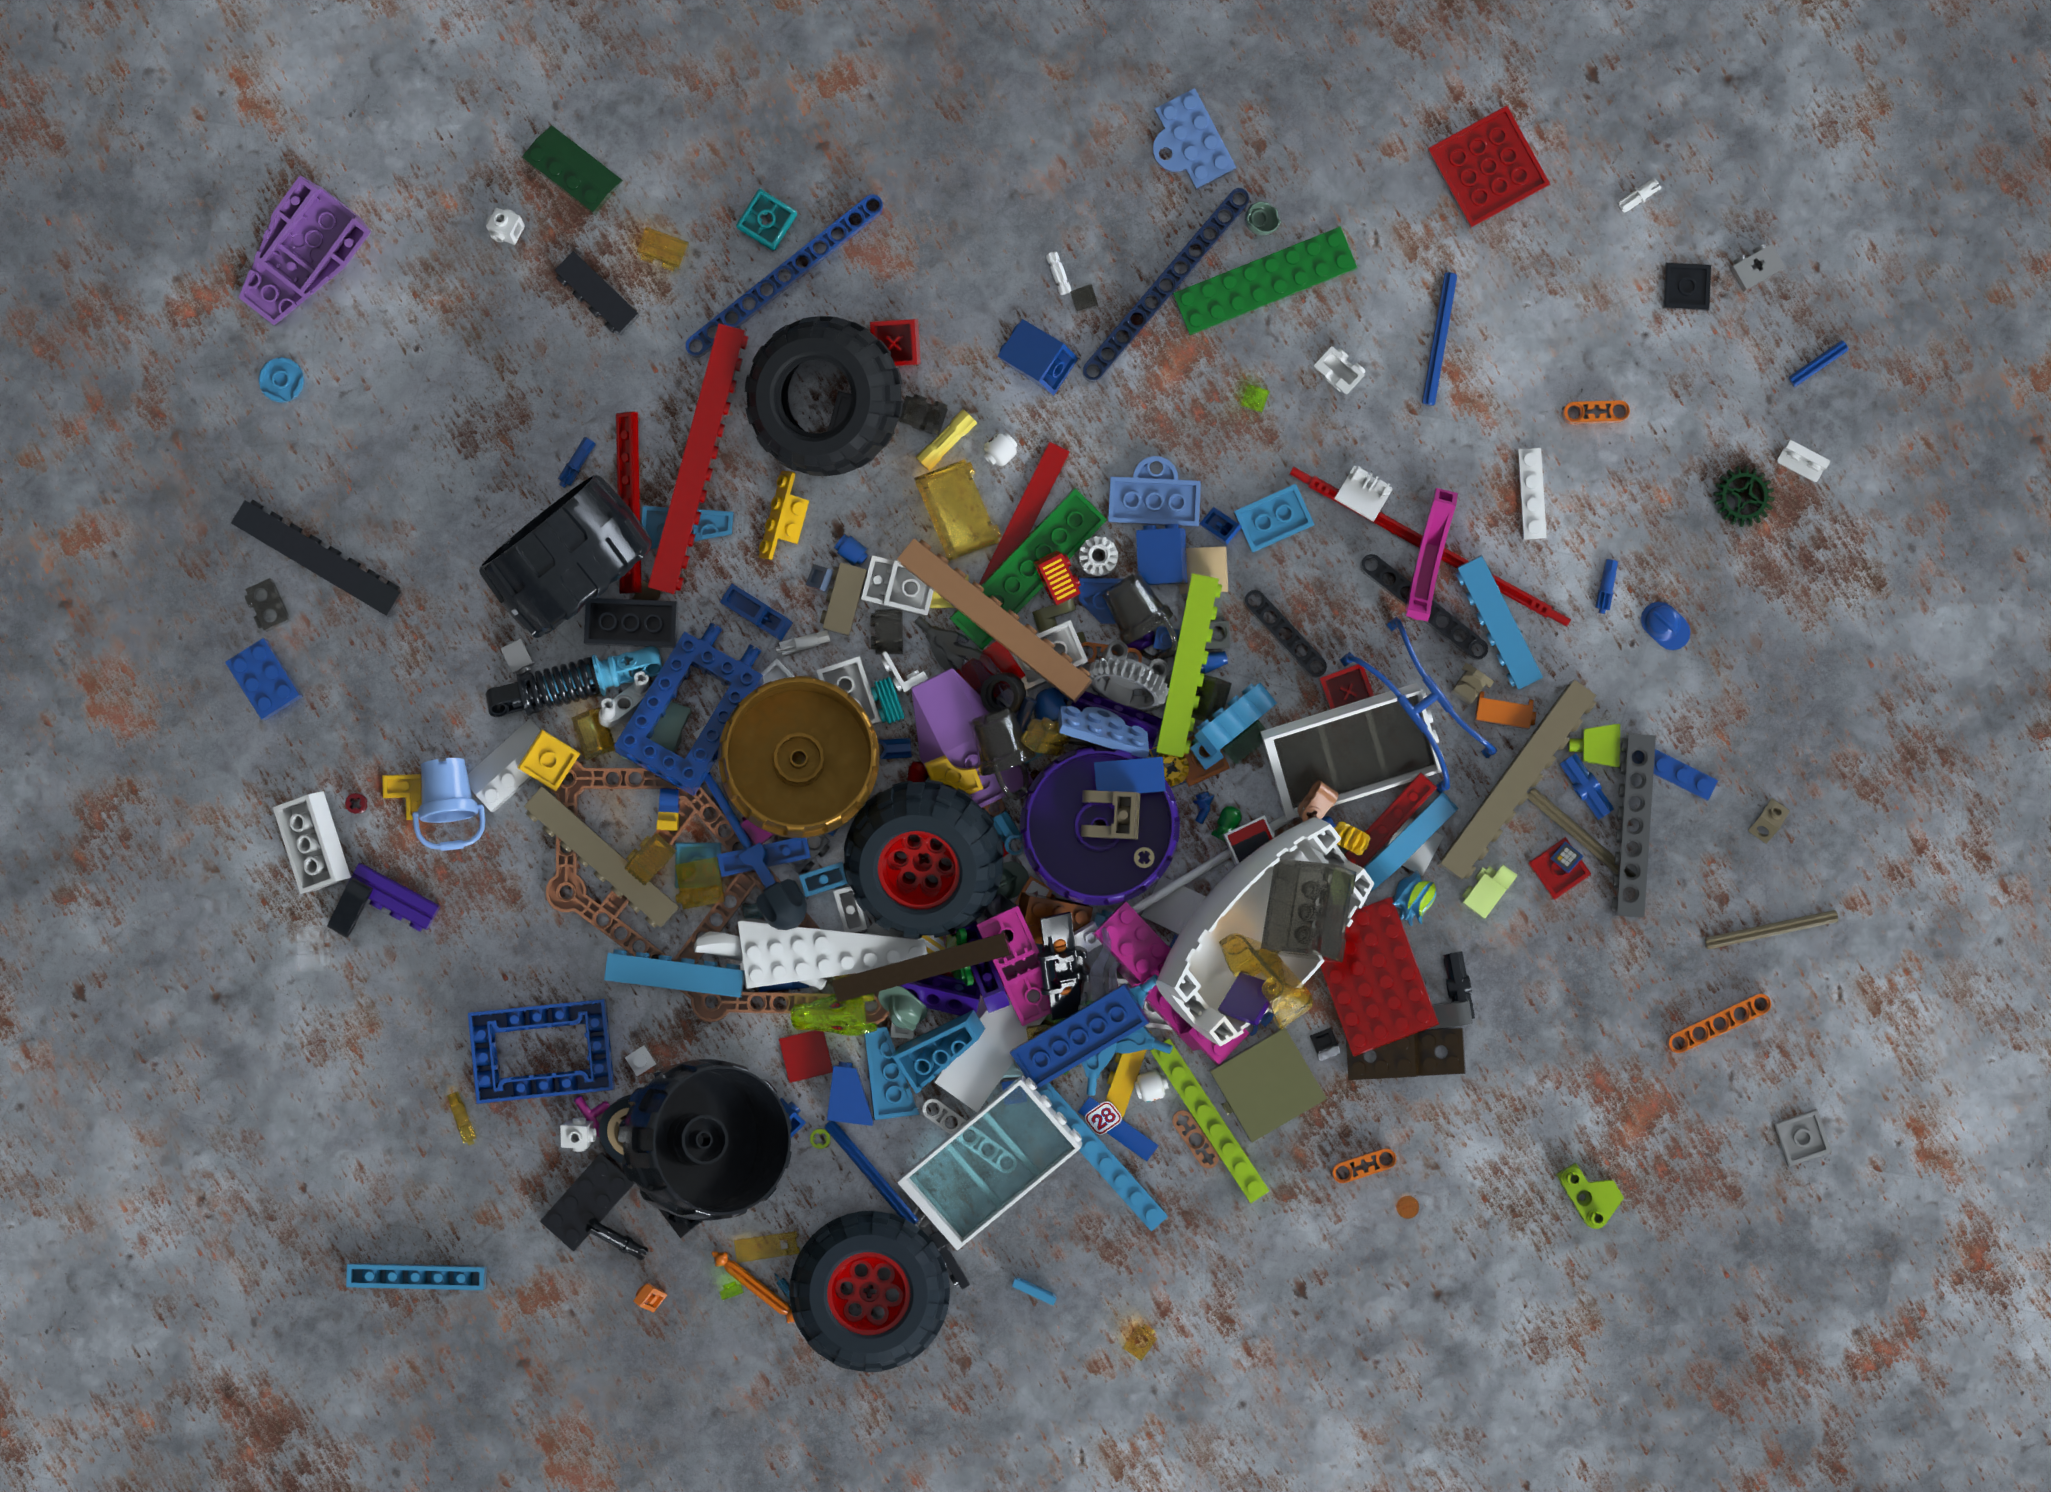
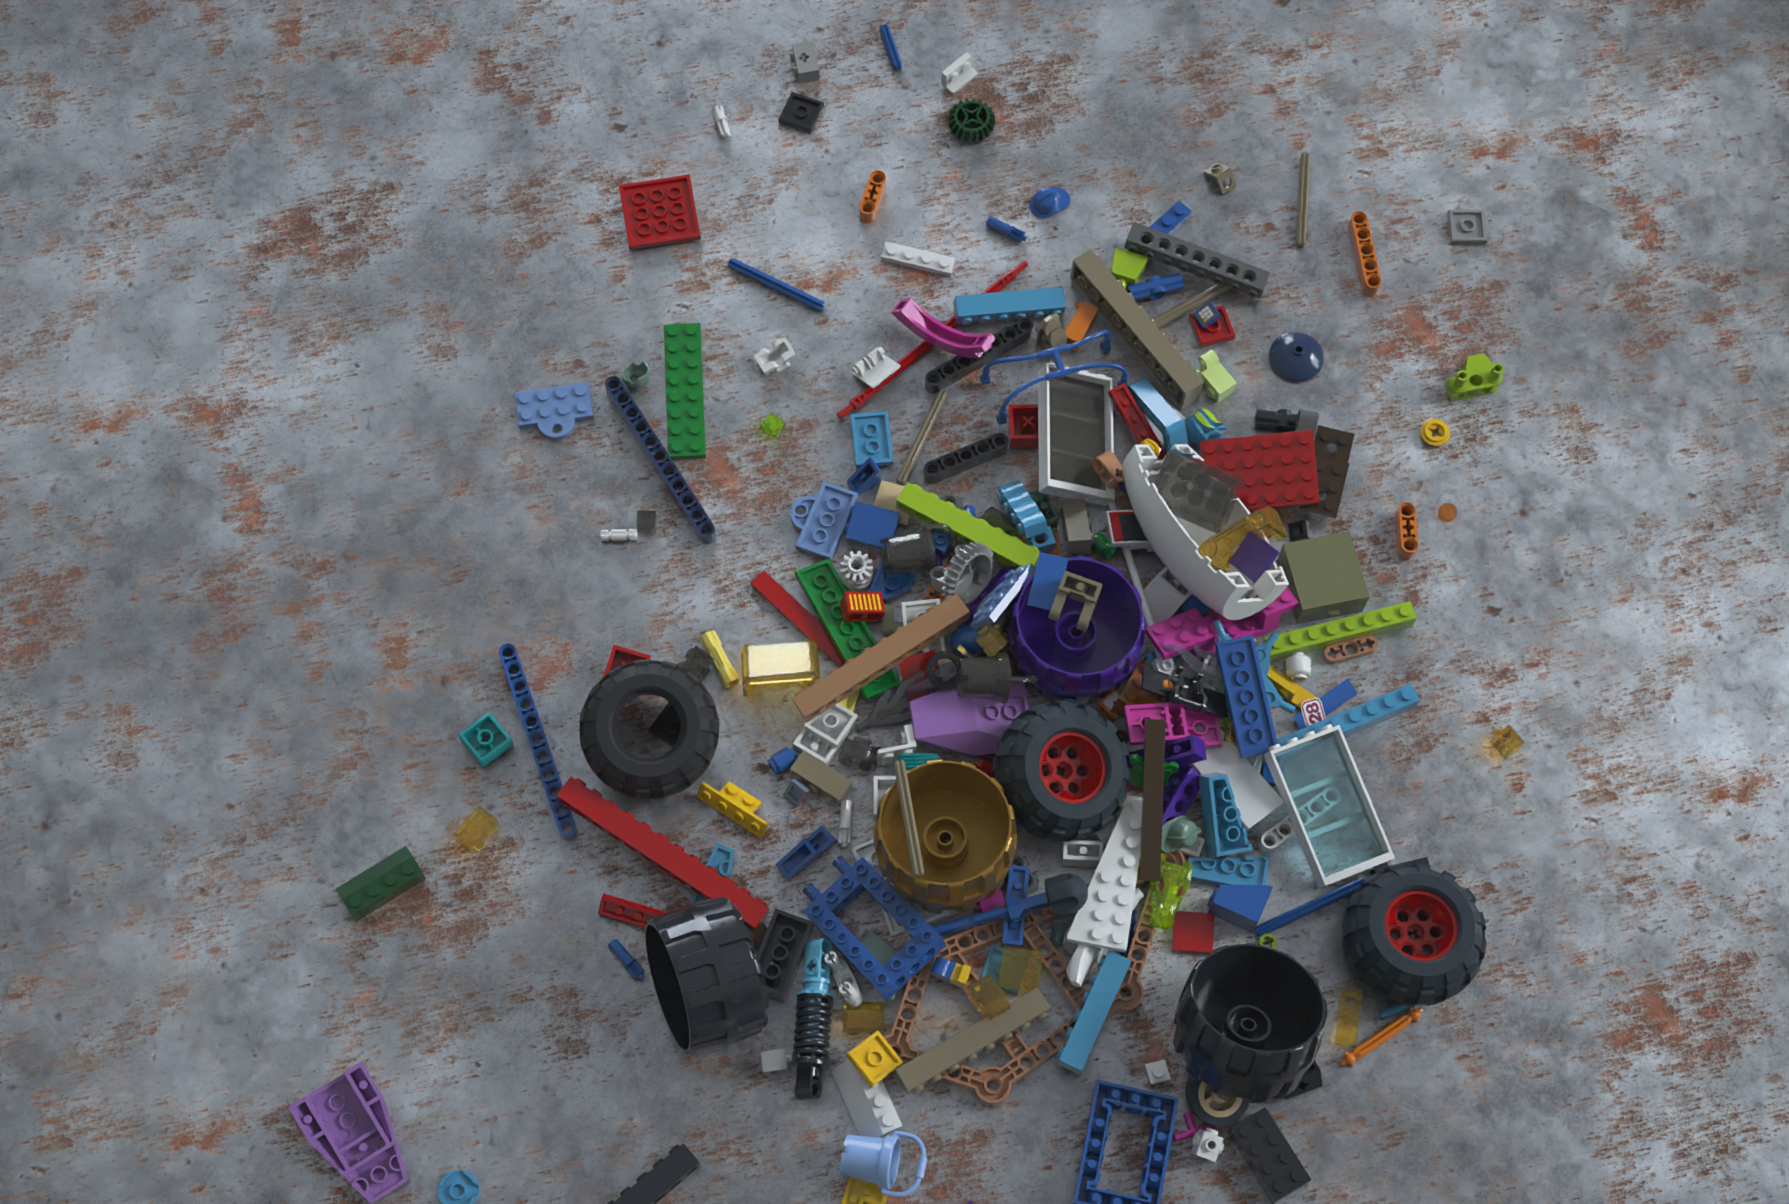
camera: 70 degrees left, 20 degrees down
(505, 226) = (403, 951): white brick -> none
(597, 293) = (491, 895): black brick -> none
(624, 1243) = (1314, 1135): black pin -> none
(649, 1297) = (1367, 1128): orange plate -> none
(731, 1289) = (1379, 1057): clear neon green plate -> none
(789, 713) = (909, 819): none -> dark tan axle
(823, 879) = (1049, 862): dark azure brick -> none
(963, 778) = (990, 734): yellow tile -> none
(1000, 449) = (742, 620): white head -> none
(1034, 1290) = (1444, 807): dark azure tile -> none
(1038, 356) = (678, 568): blue slope -> none
(1151, 857) = (1120, 584): dark tan bush -> none
(1238, 787) = (1077, 526): none -> dark tan brick
(1298, 574) = (921, 437): none -> dark tan axle
(1511, 1176) = (1429, 427): none -> yellow gear
(1536, 979) = (1294, 365): none -> dark blue dish

